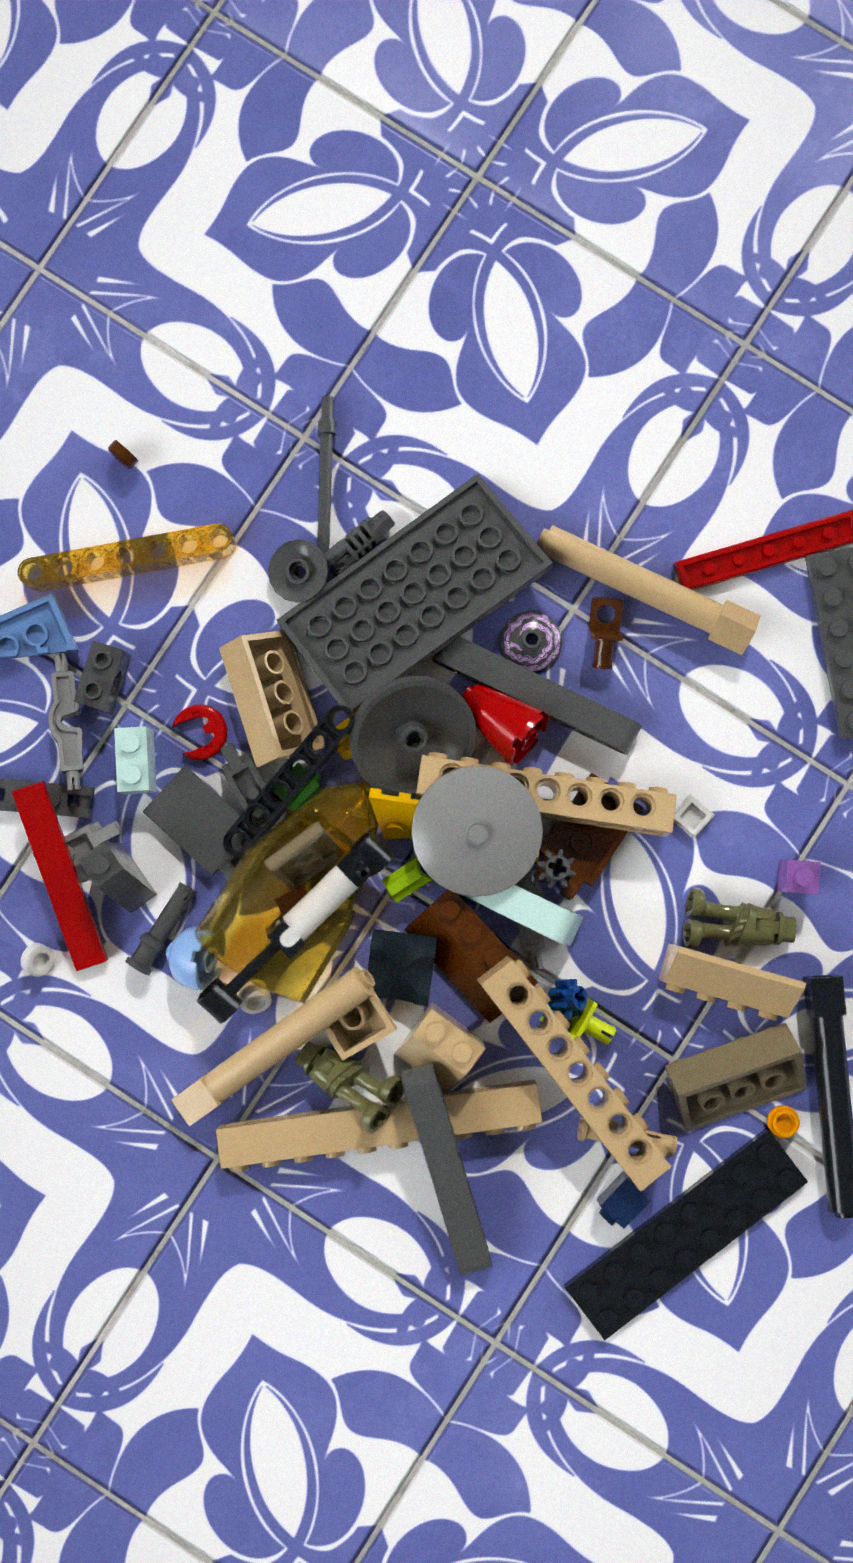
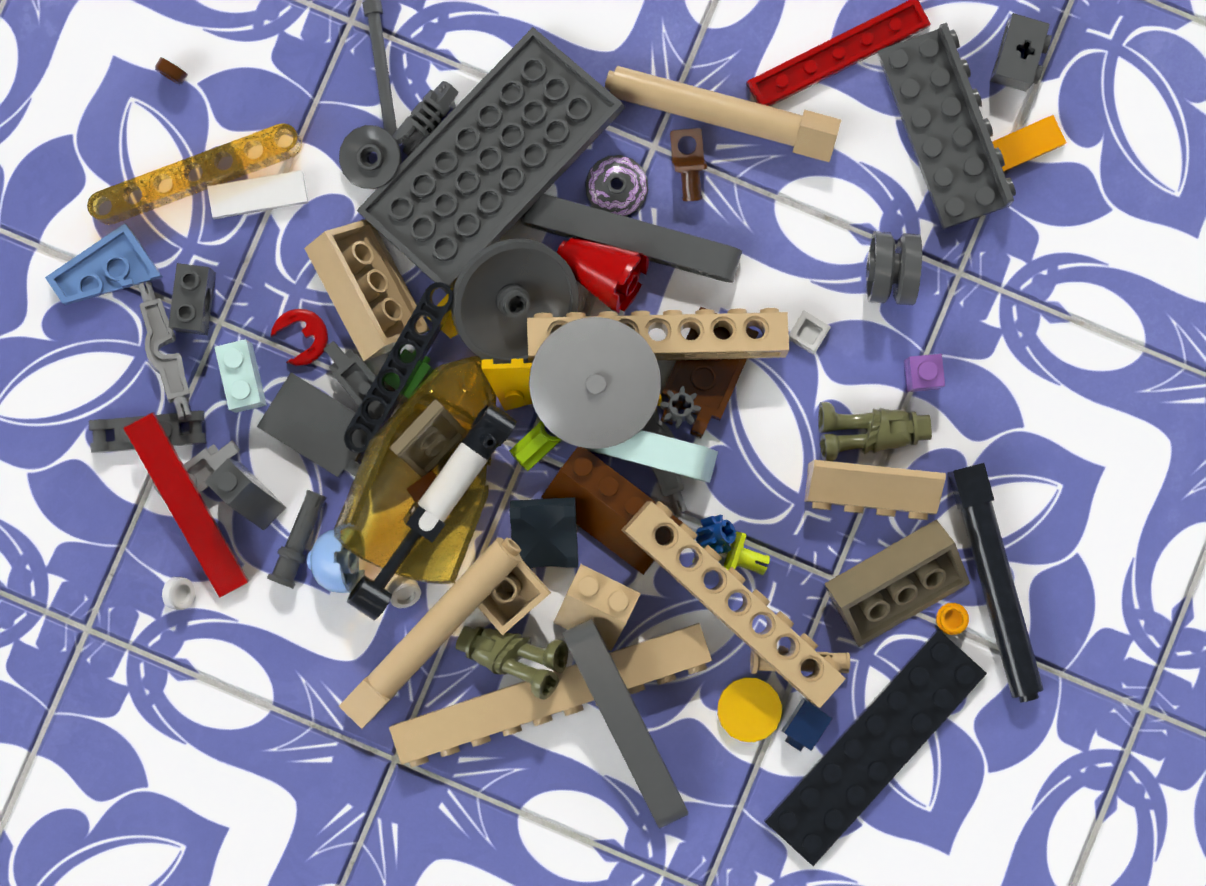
camera: 15 degrees left, 0 degrees up
(184, 588) = (257, 194): none -> white tile
(569, 1174) = (749, 709): none -> yellow tile
(788, 770) = (895, 268): none -> dark grey wheel

